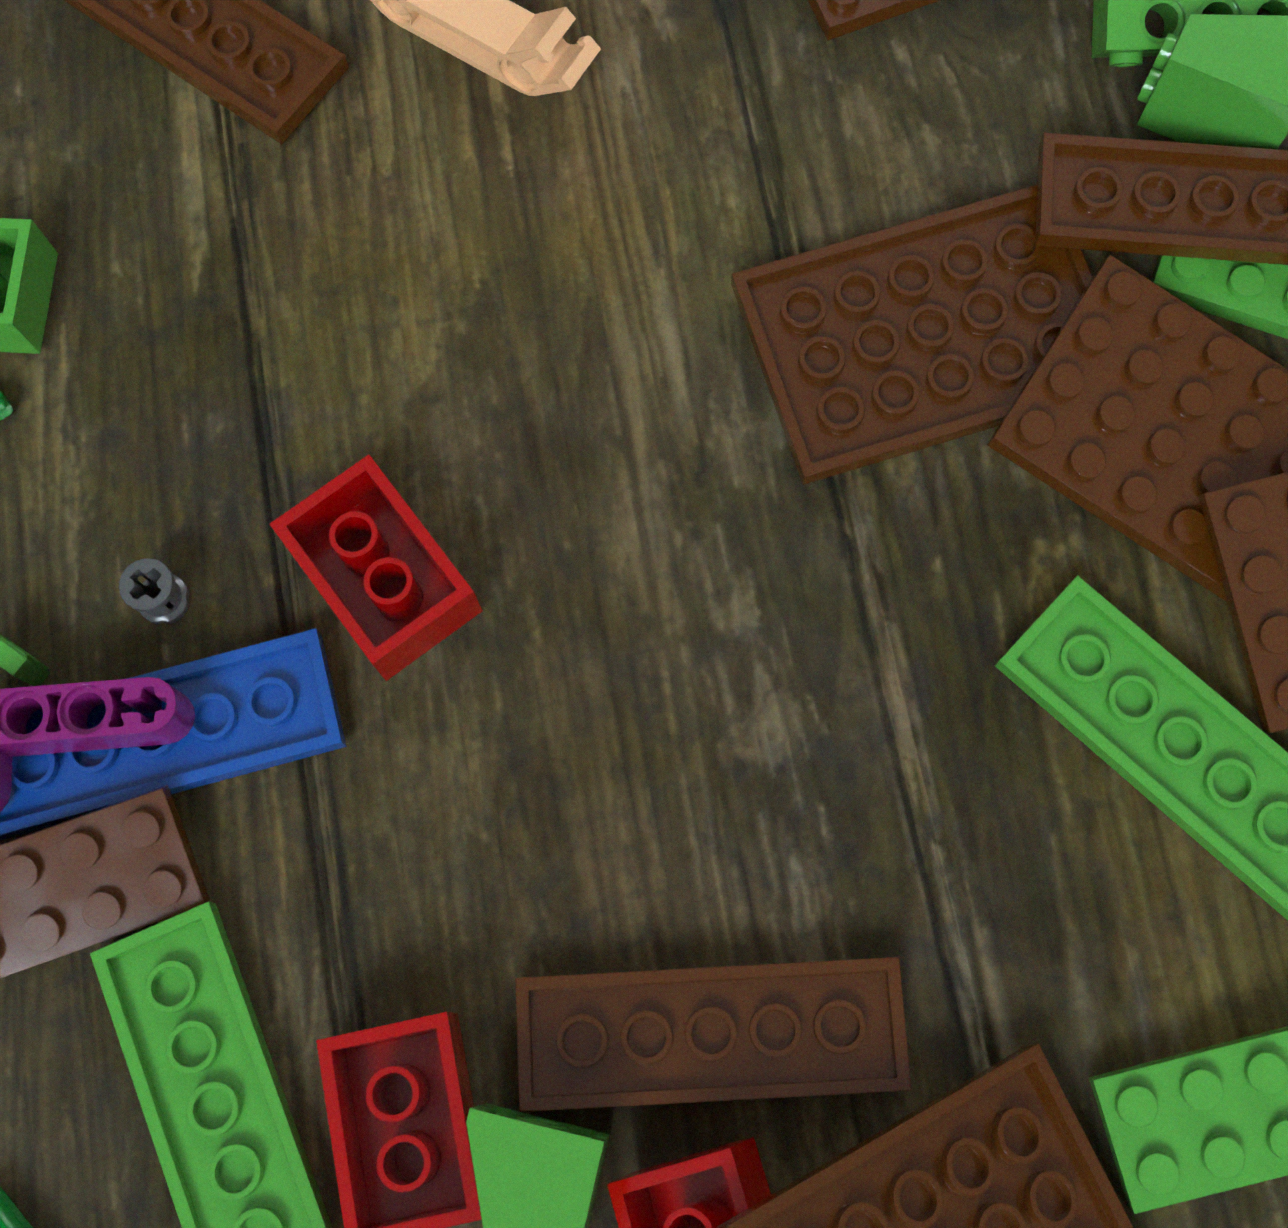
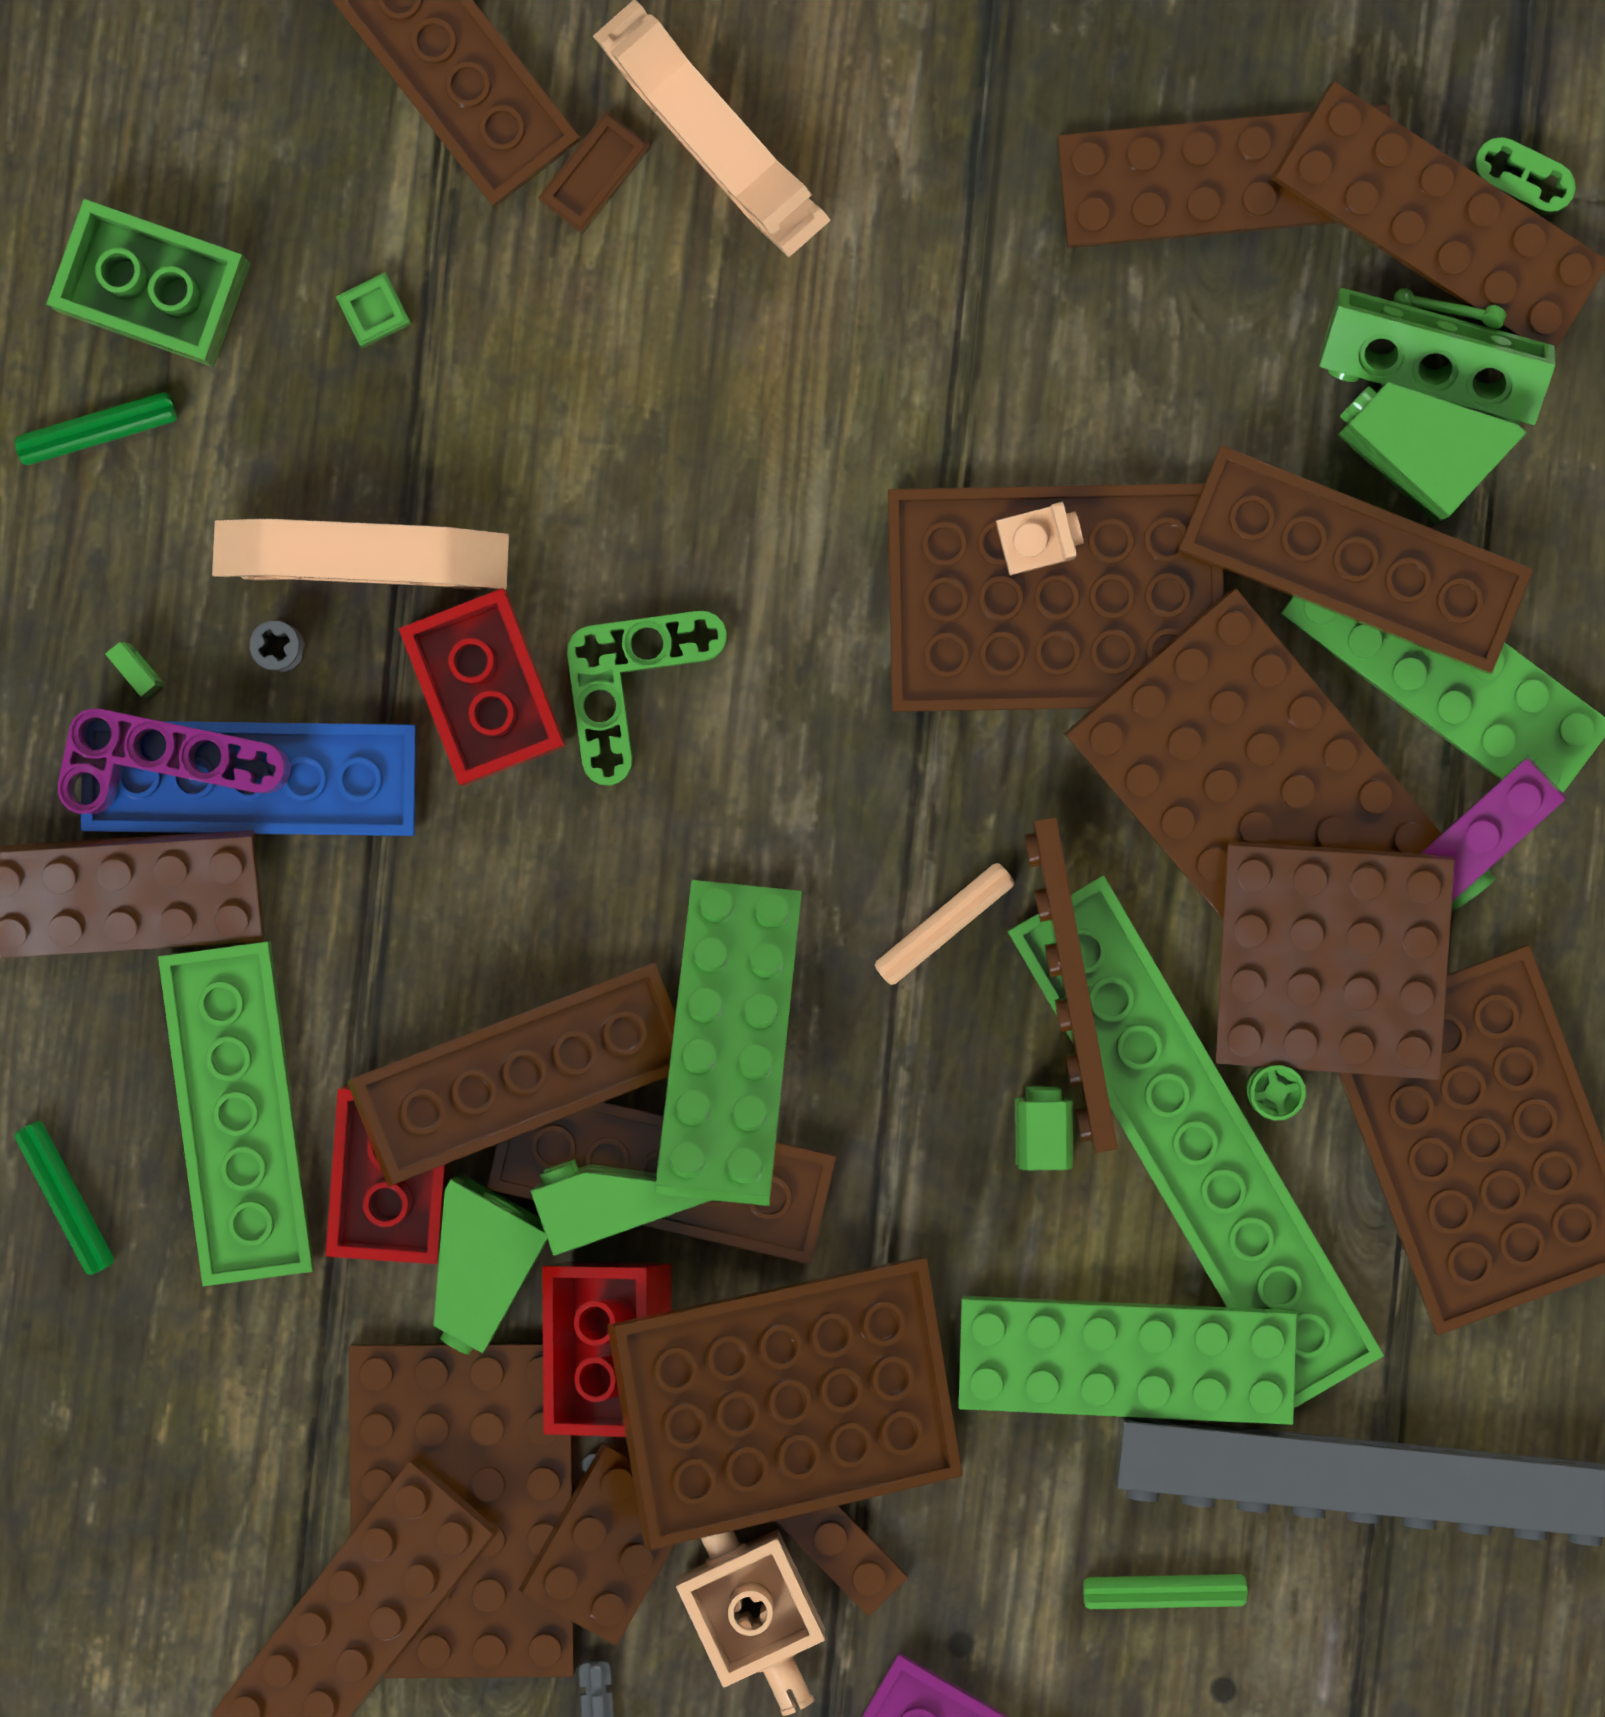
camera: 15 degrees right, 15 degrees up
(187, 261) = (373, 310): none -> bright green tile
(212, 466) = (360, 553): none -> light nougat piece
(368, 91) = (594, 172): none -> reddish brown tile
(505, 526) = (609, 678): none -> bright green beam
(512, 968) = (517, 1074): none -> reddish brown plate
(653, 1084) = (598, 1202): none -> bright green slope
(750, 870) = (729, 1043): none -> bright green plate
(898, 268) = (1039, 538): none -> light nougat bracket
(927, 677) = (944, 923): none -> light nougat axle
(1106, 709) = (1075, 1009): none -> reddish brown plate
(1120, 853) = (1043, 1129): none -> bright green brick

